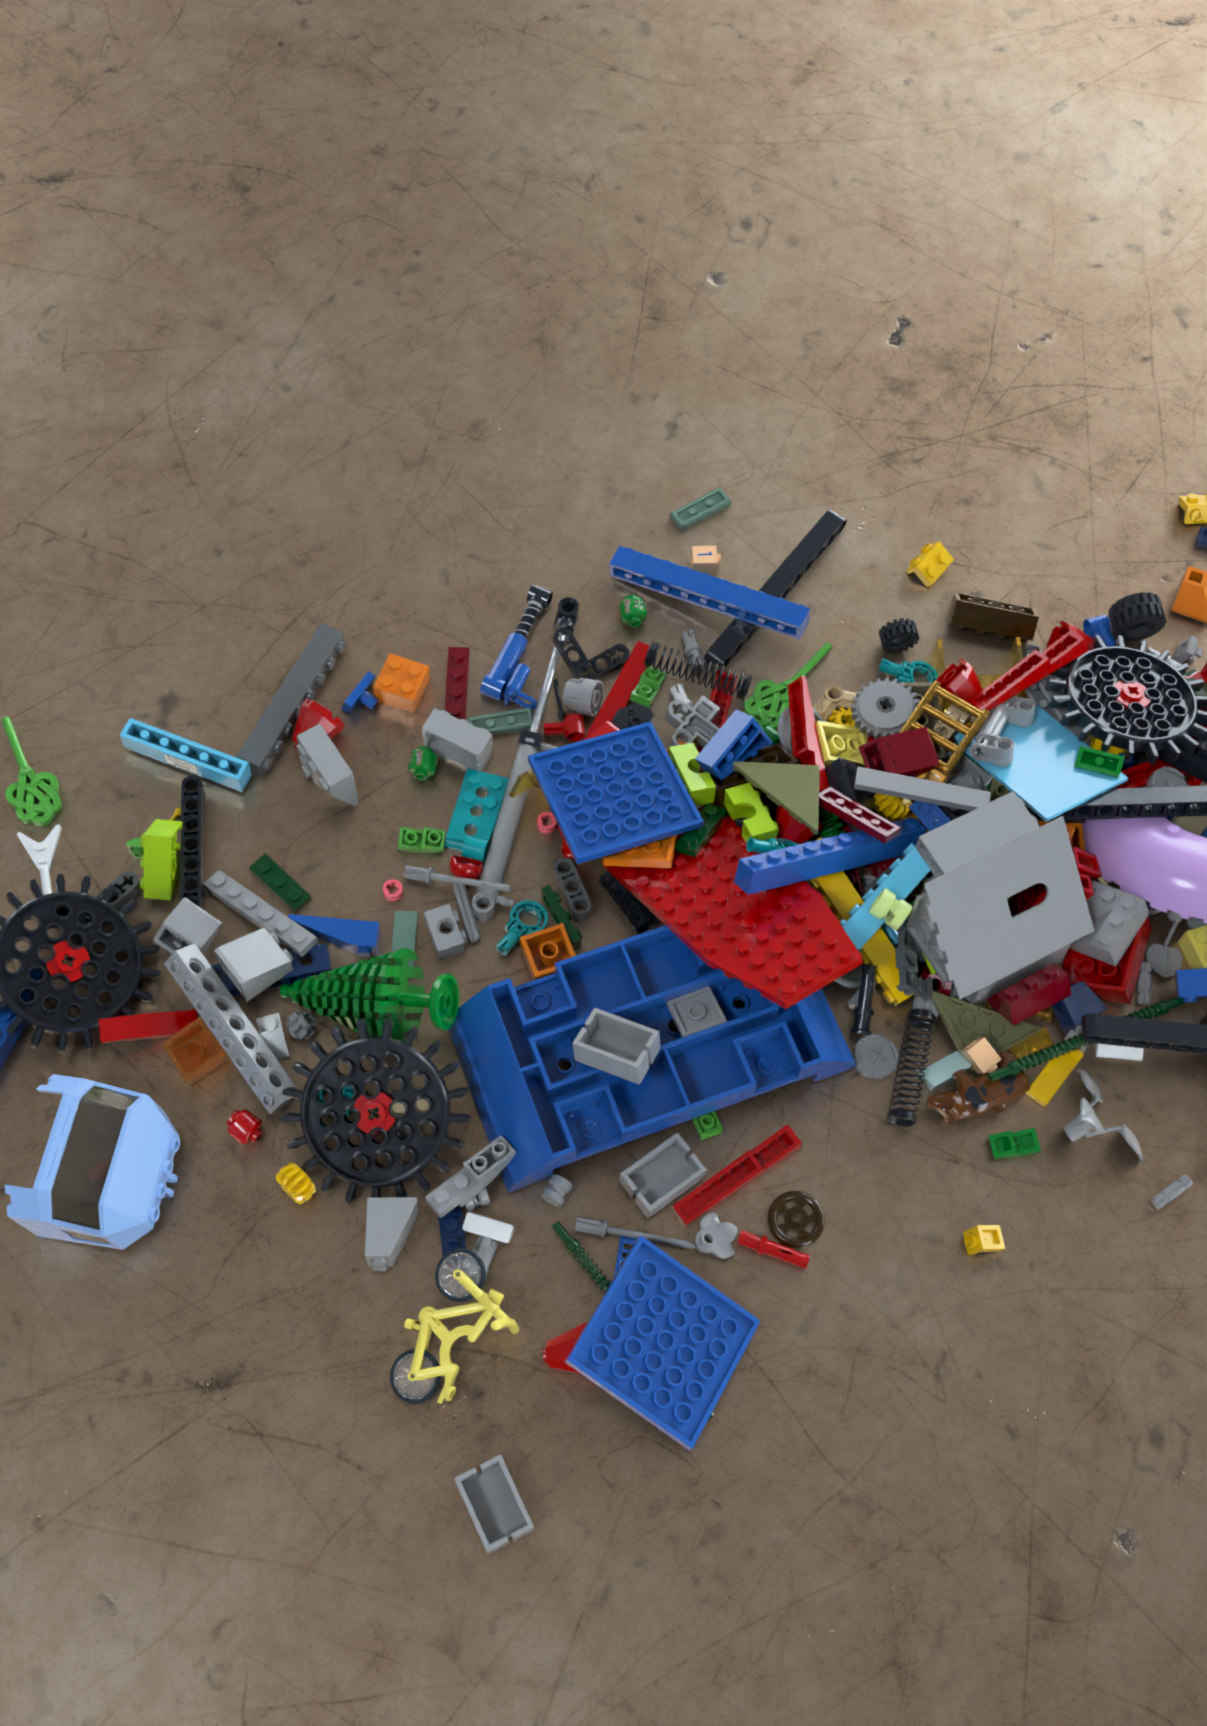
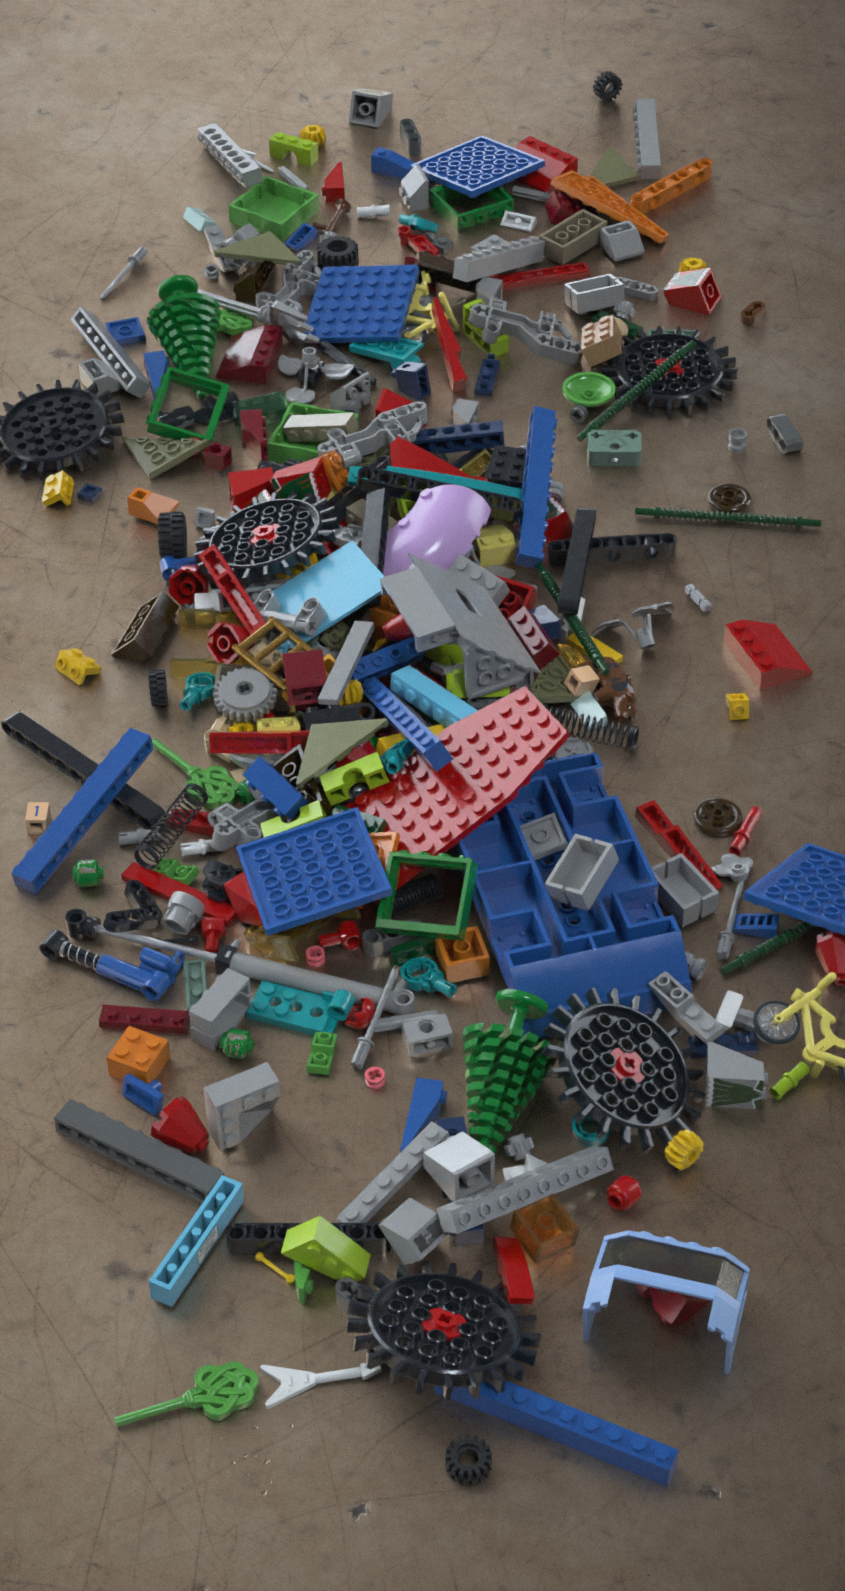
camera: 80 degrees left, 20 degrees down
(280, 883) = (356, 1169): dark green plate -> none
(401, 1296) = (789, 1080): none -> lime pin
(405, 931) = (433, 1069): sand green tile -> none
(562, 893) = (424, 859): none -> green window
(858, 815) = (372, 698): dark red plate -> none
(890, 909) = (462, 691): yellowish green wheel -> none
(1014, 1144) = (655, 678): green slope -> none
(1084, 1275) = (764, 653): none -> red slope
(1099, 761) = (333, 555): green slope -> none

